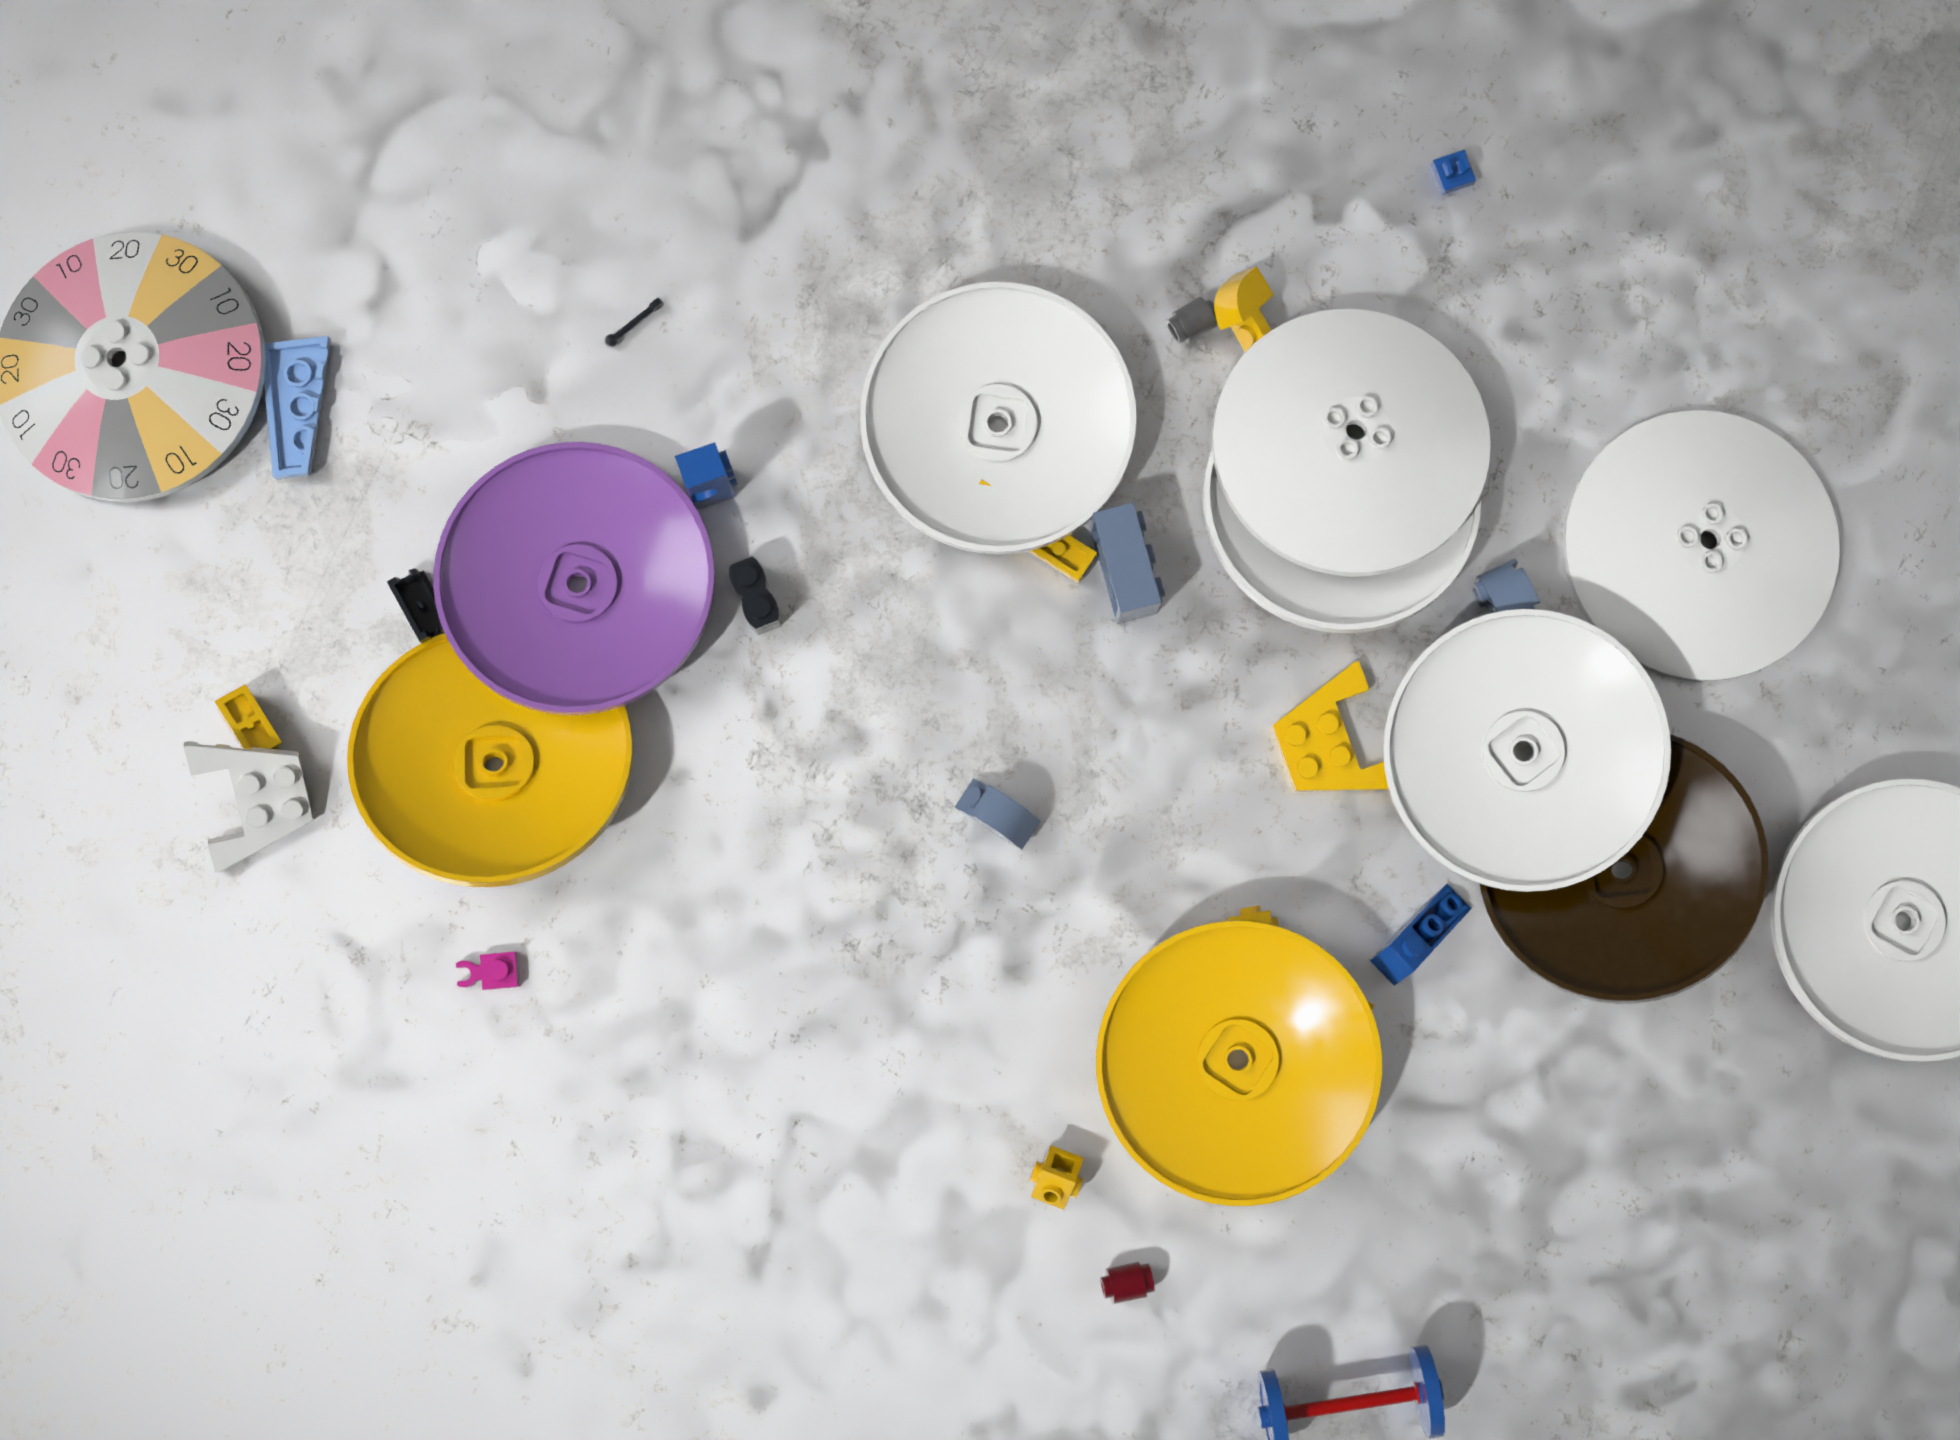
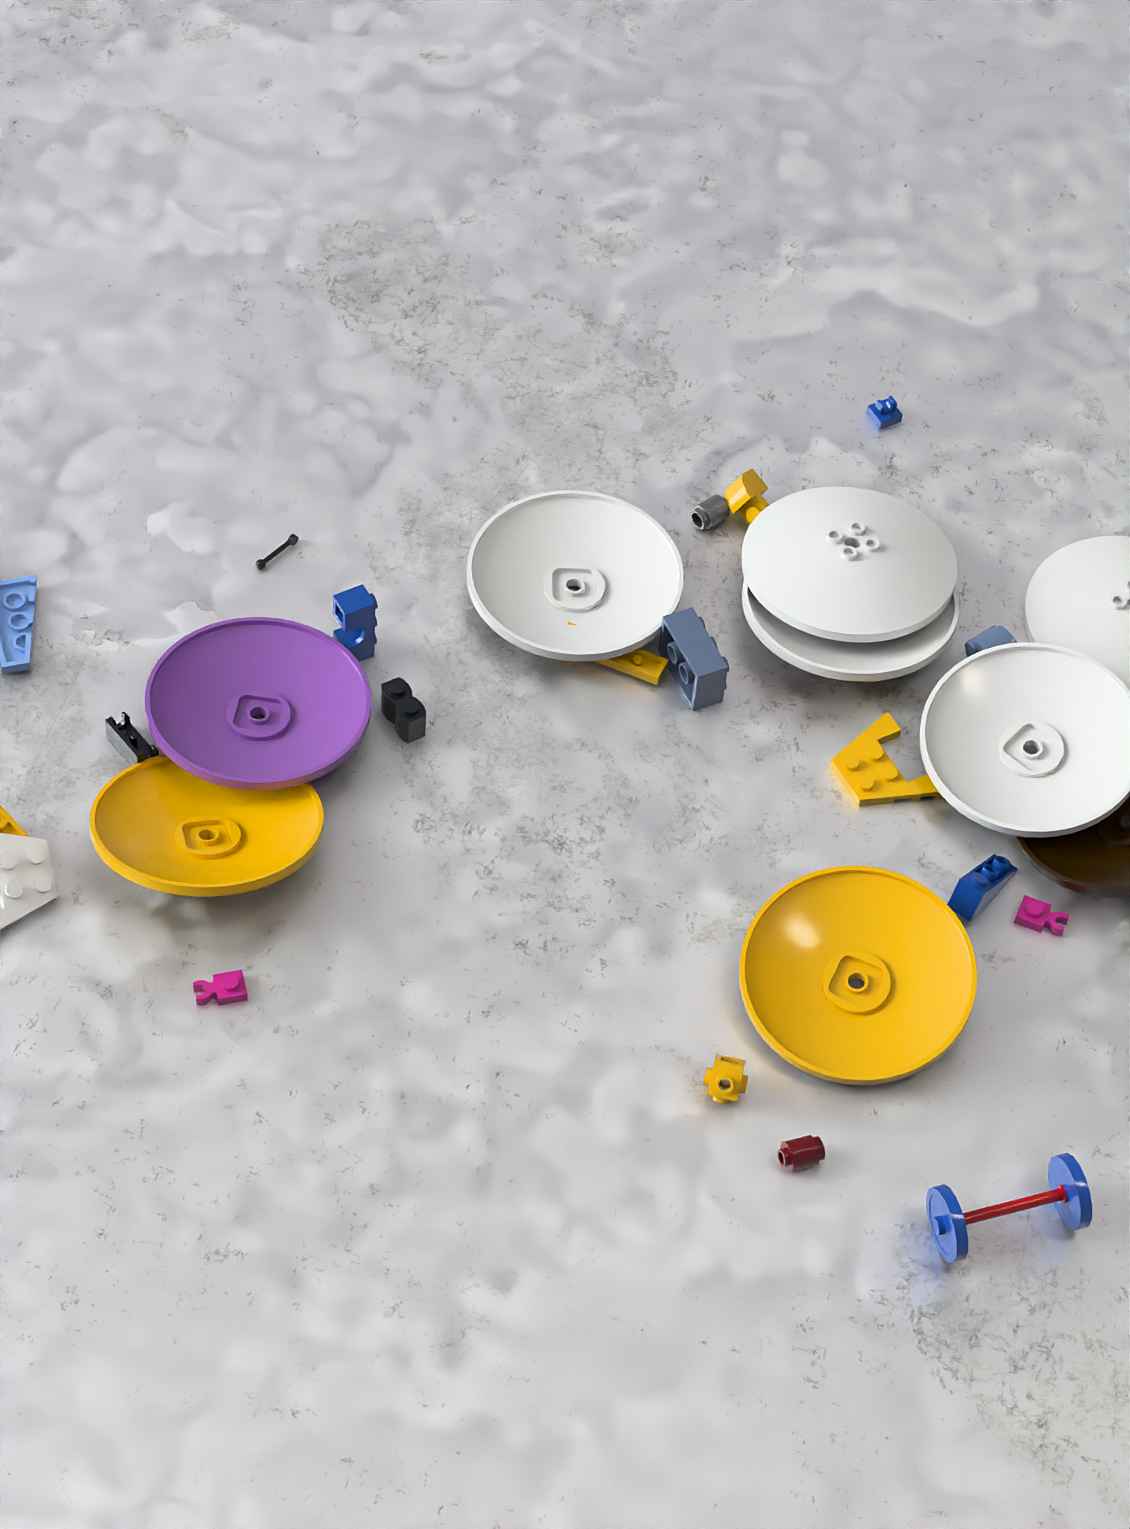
camera: 10 degrees left, 30 degrees down
(998, 813) = (627, 829): sand blue brick -> none
(1478, 980) = (1036, 915): none -> dark pink plate

